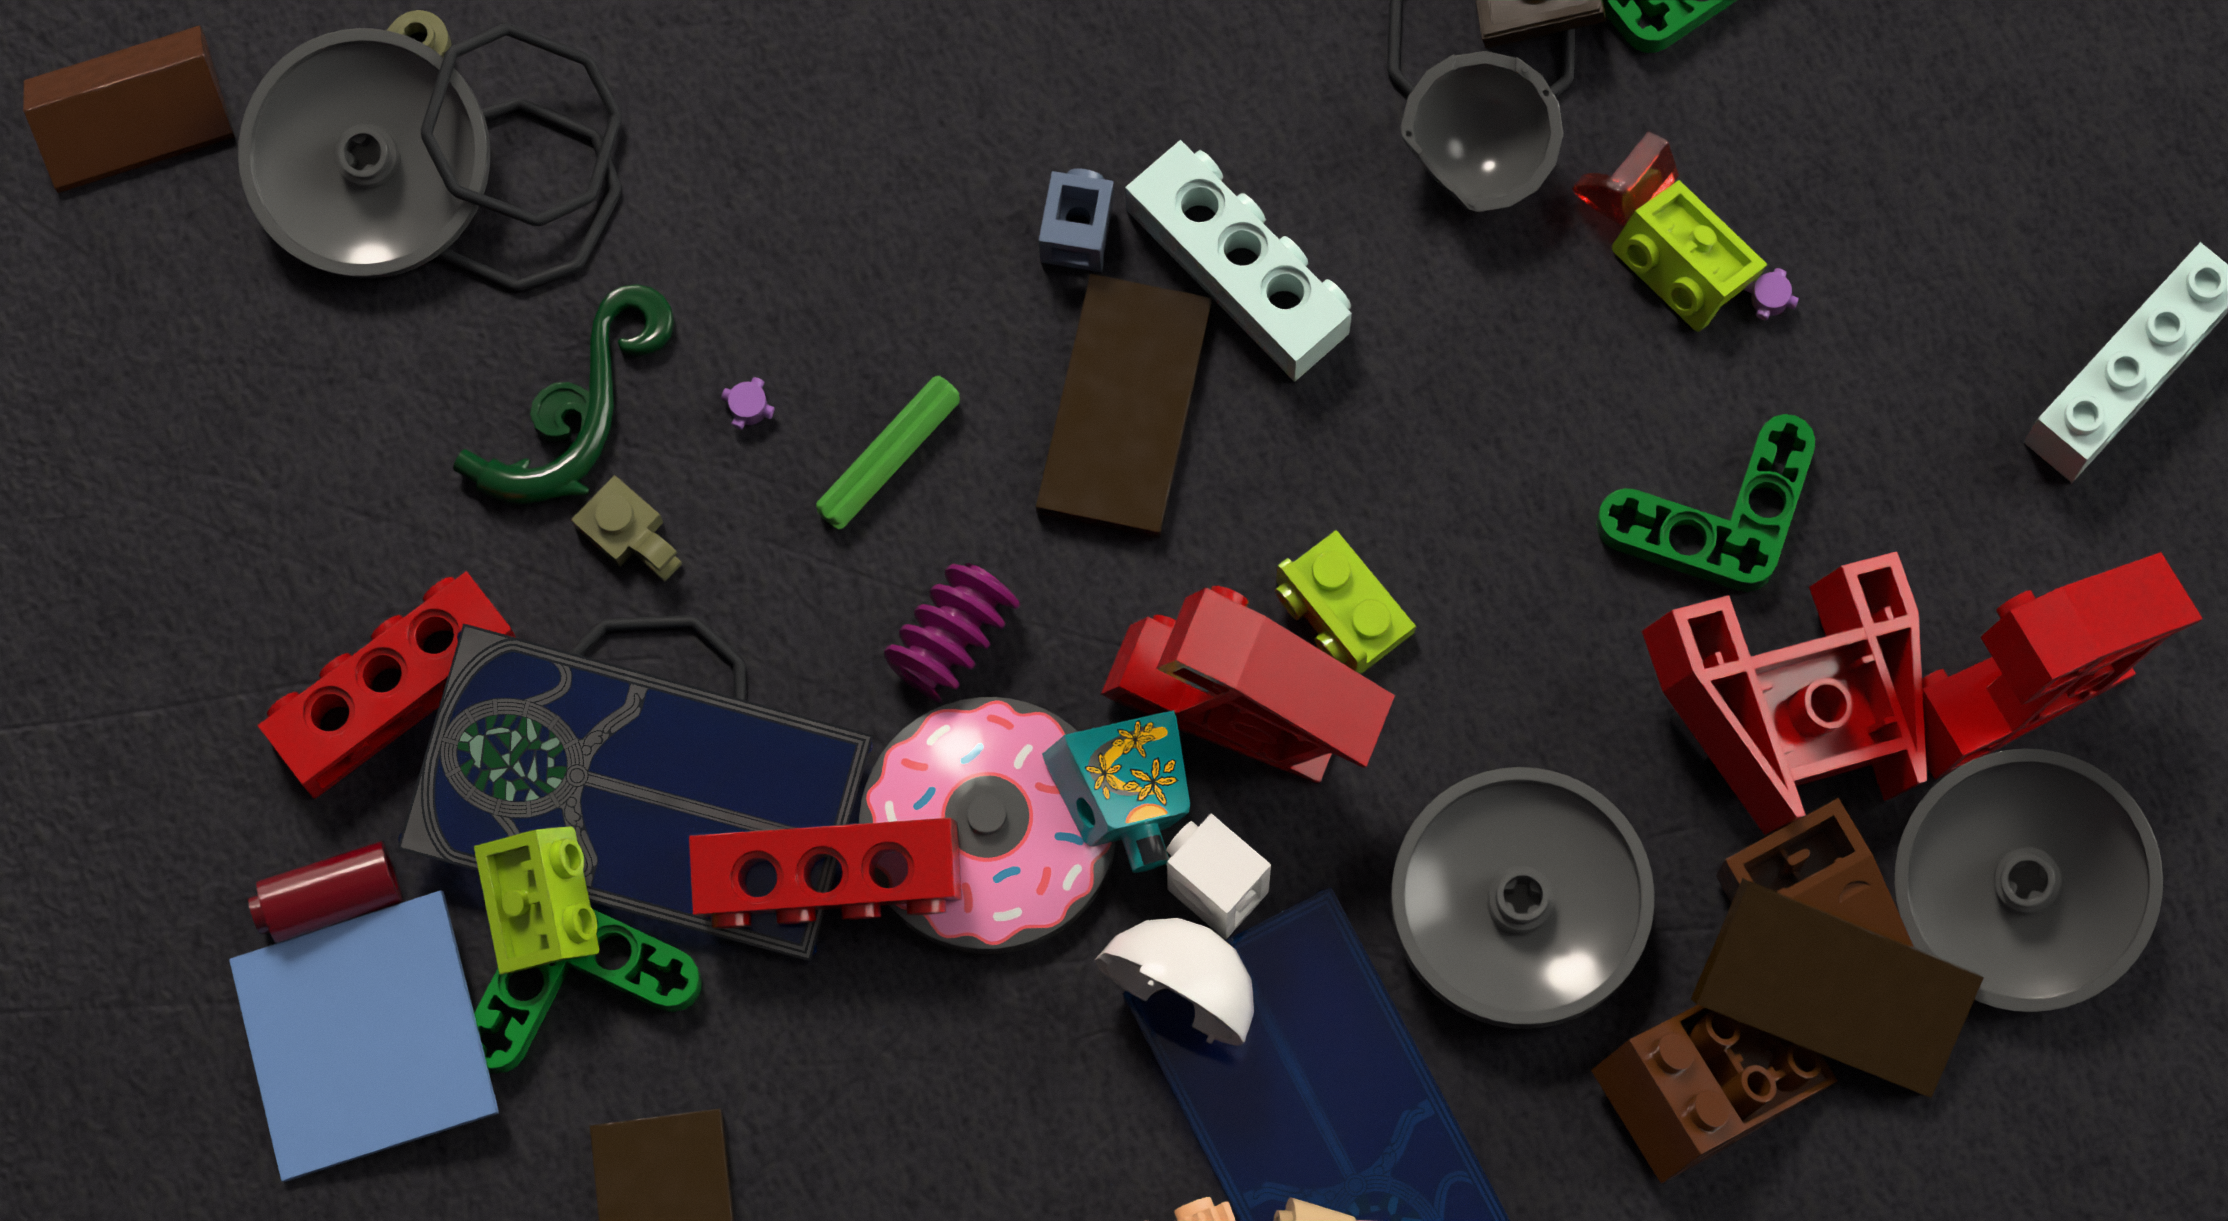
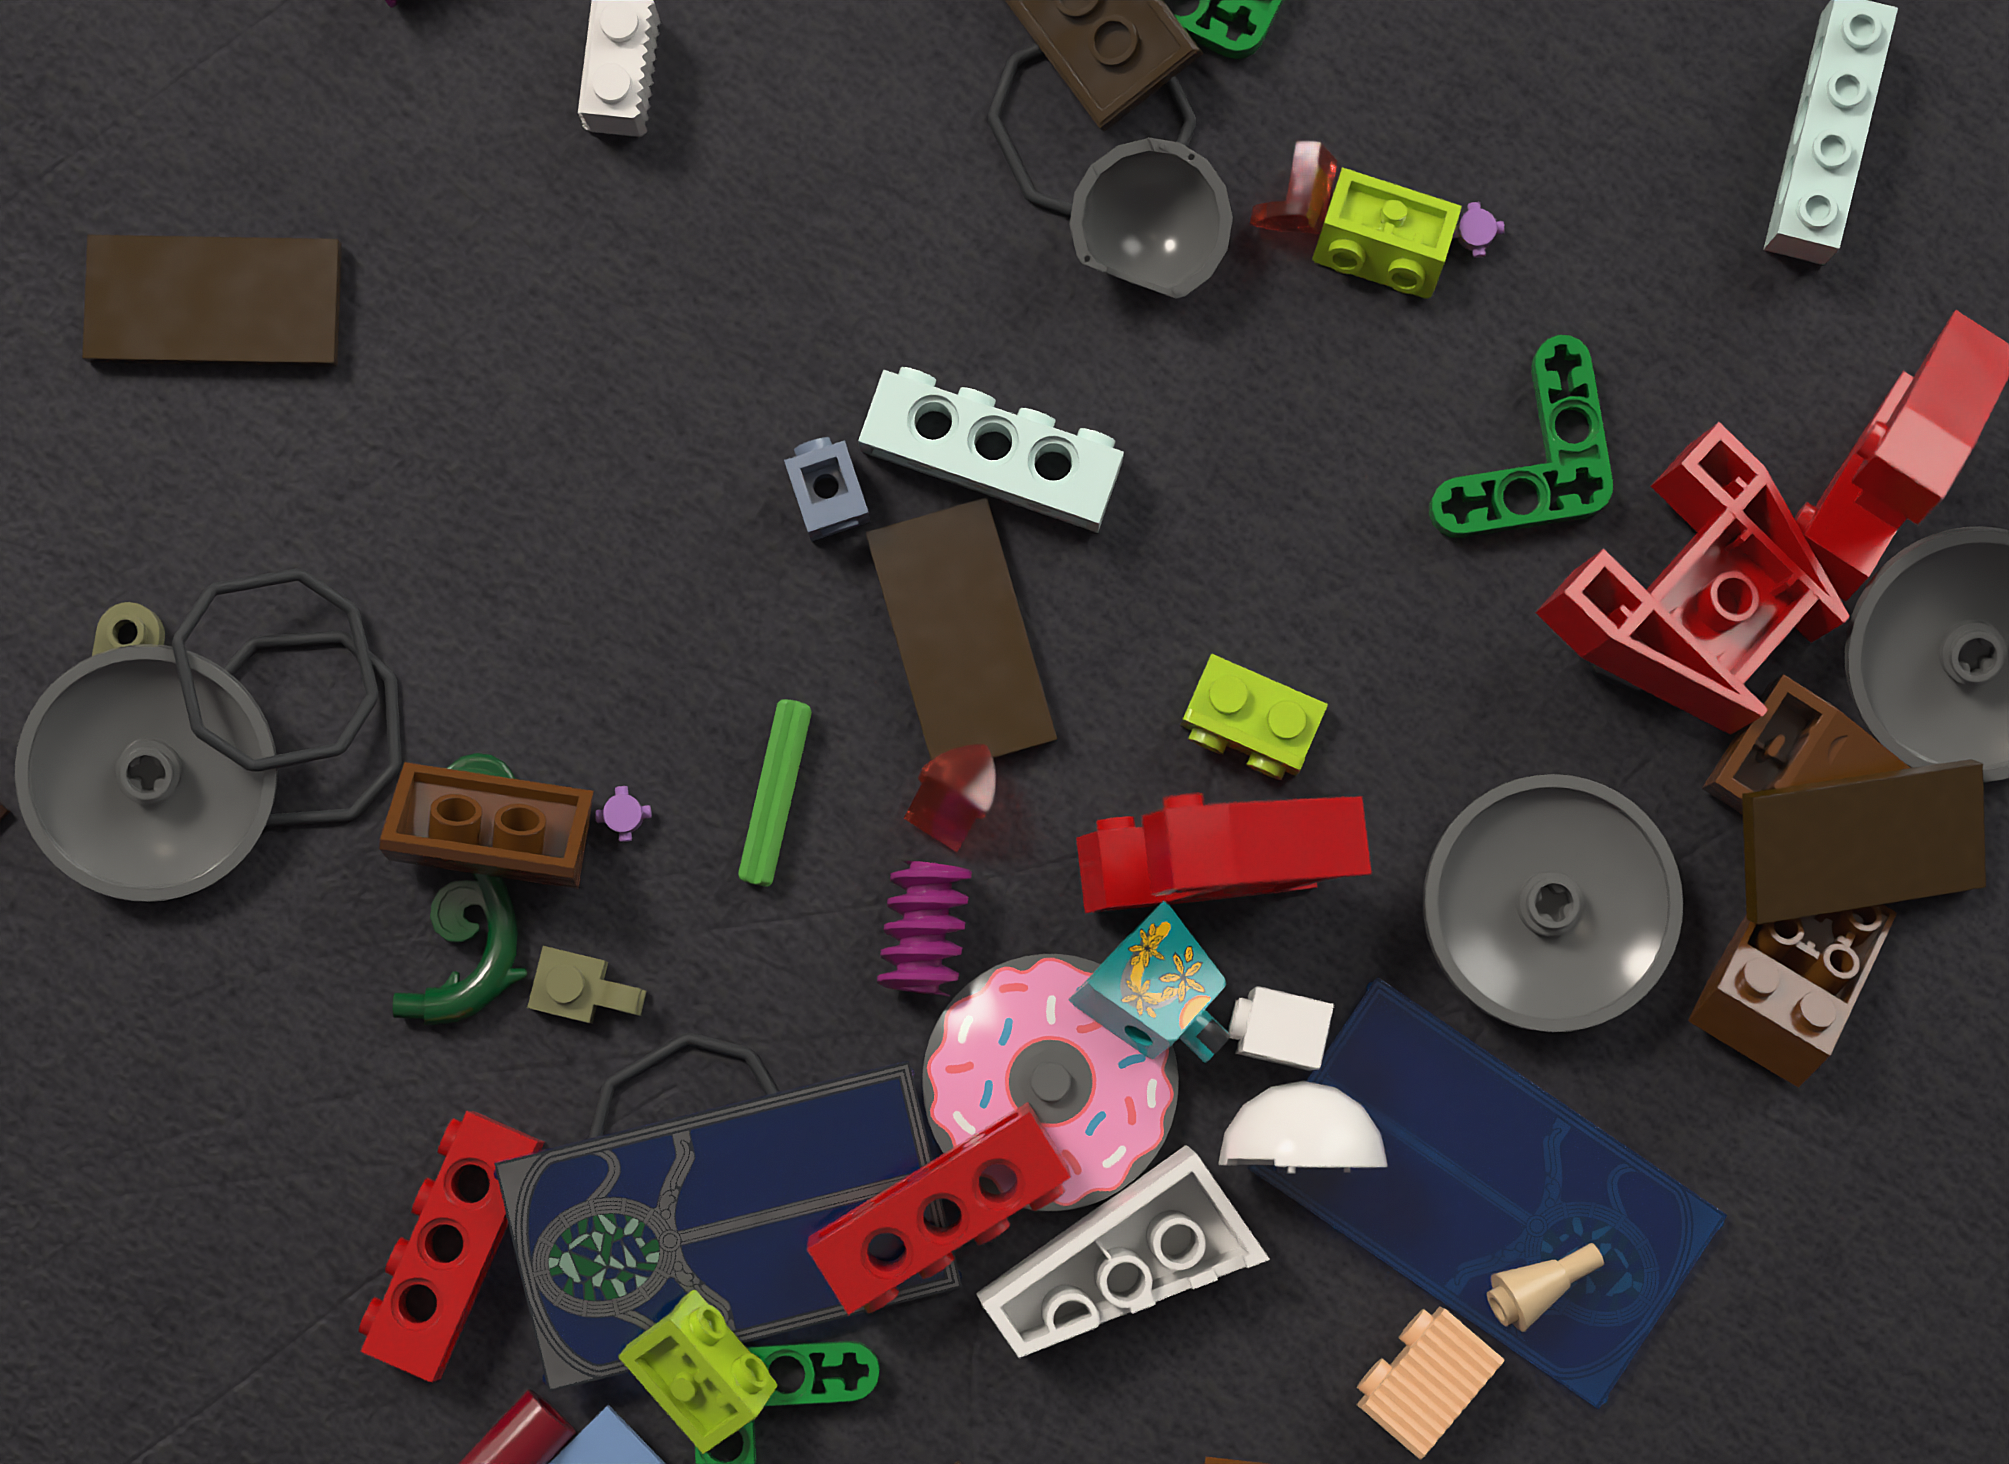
camera: 30 degrees left, 10 degrees up
(623, 348) = (487, 825): none -> reddish brown slope
(974, 1002) = (1133, 1250): none -> white wedge
(1040, 528) = (954, 794): none -> clear red tile

